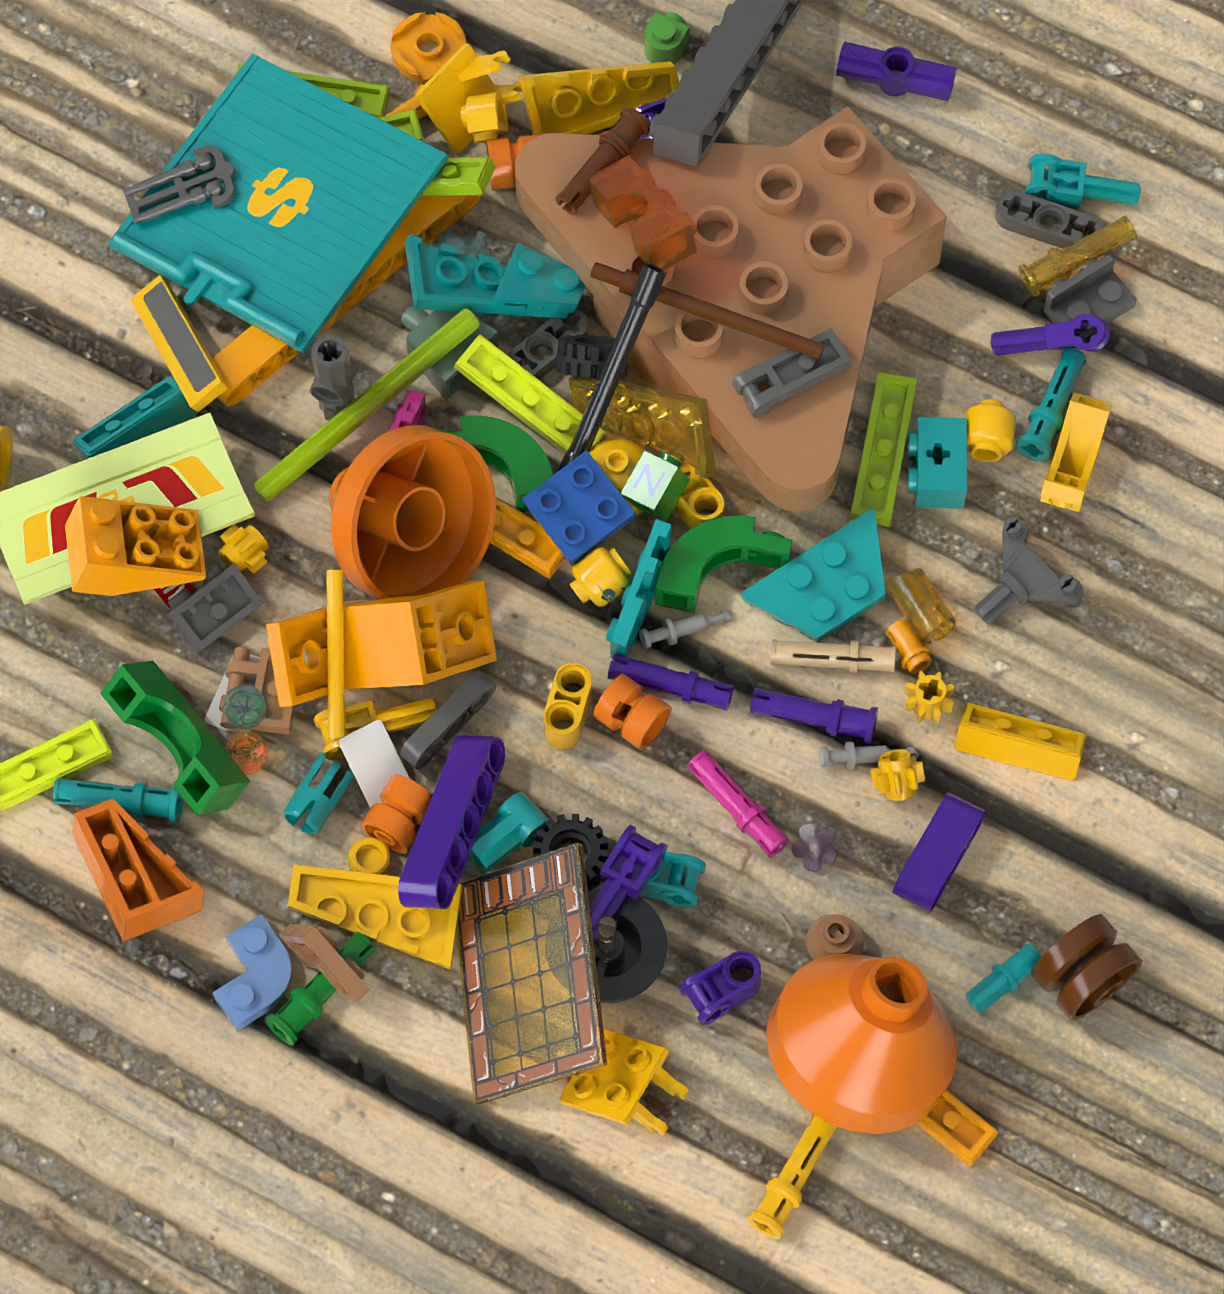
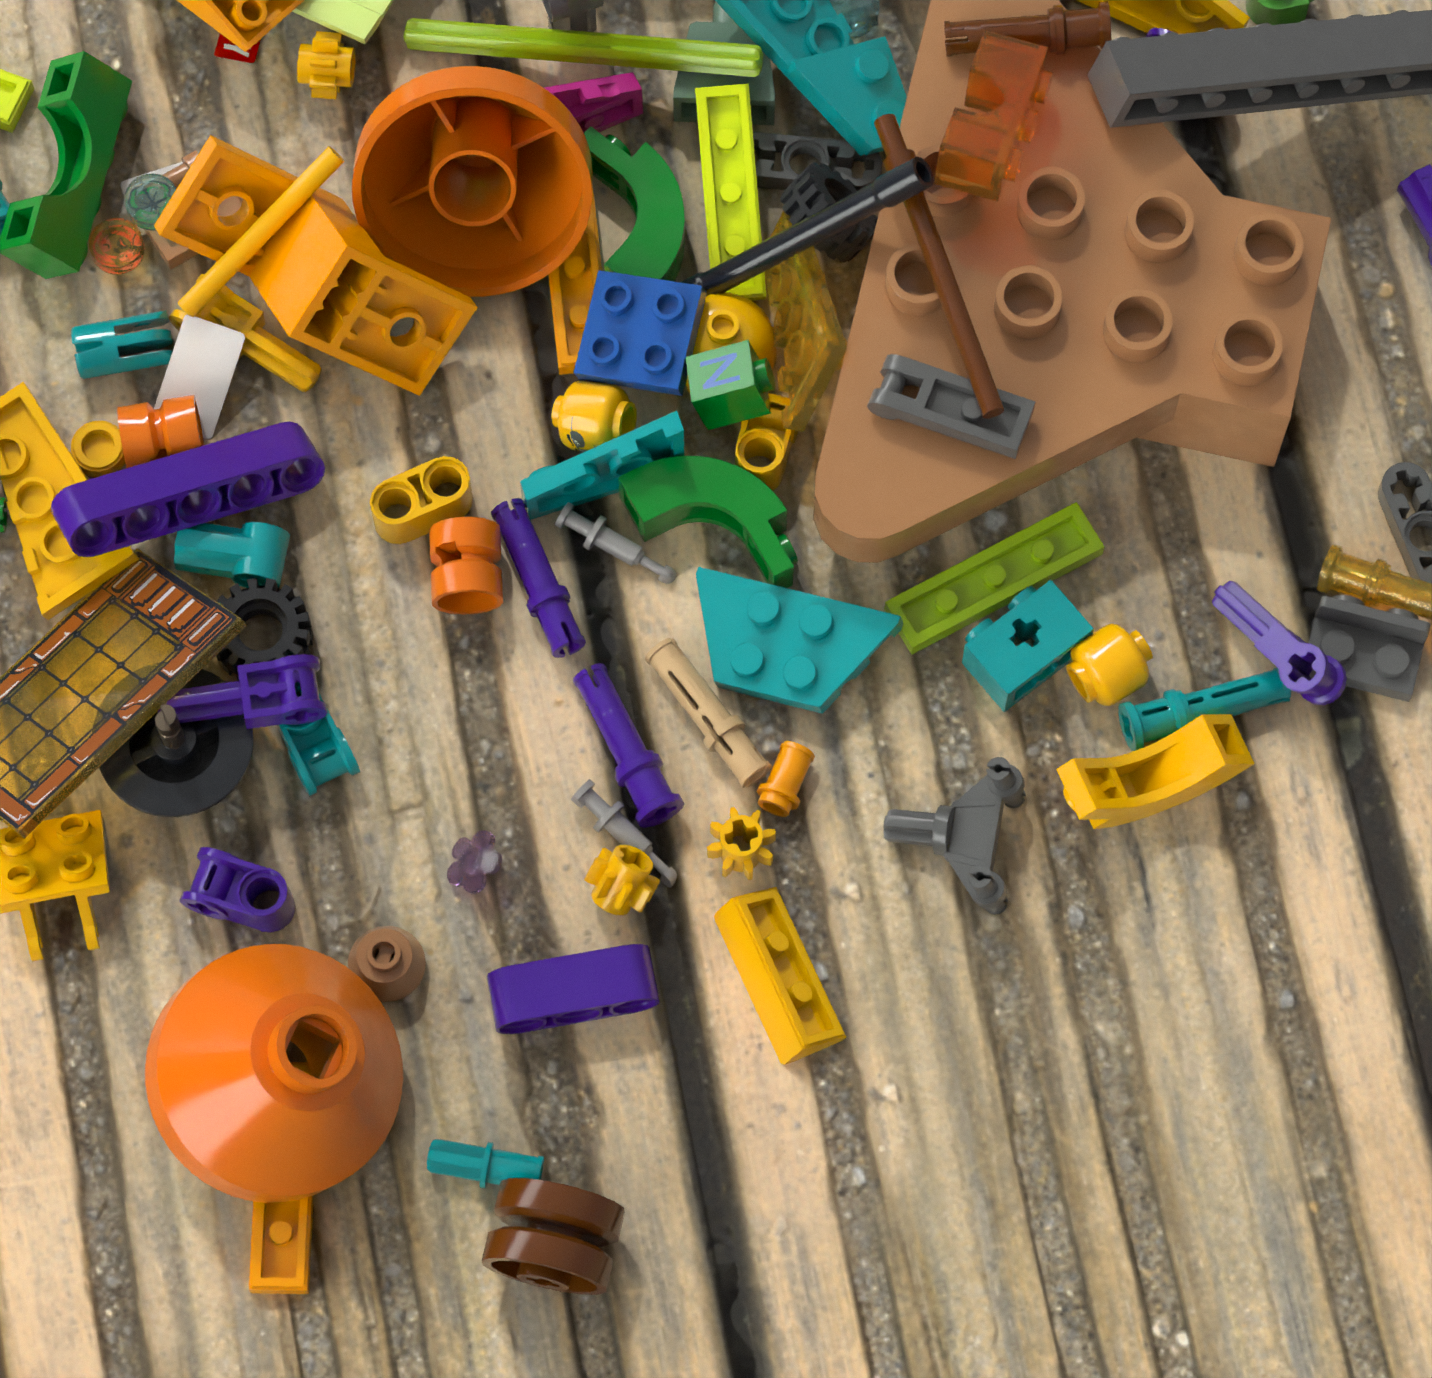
camera: 50 degrees right, 5 degrees up
(213, 606) = (241, 89): dark grey bracket -> none
(448, 719) = (309, 400): dark grey beam -> none
(748, 814) = (453, 770): dark pink pin -> none
(784, 1192) = (53, 1126): yellow pin -> none
(921, 605) = (843, 766): clear yellow arm -> none

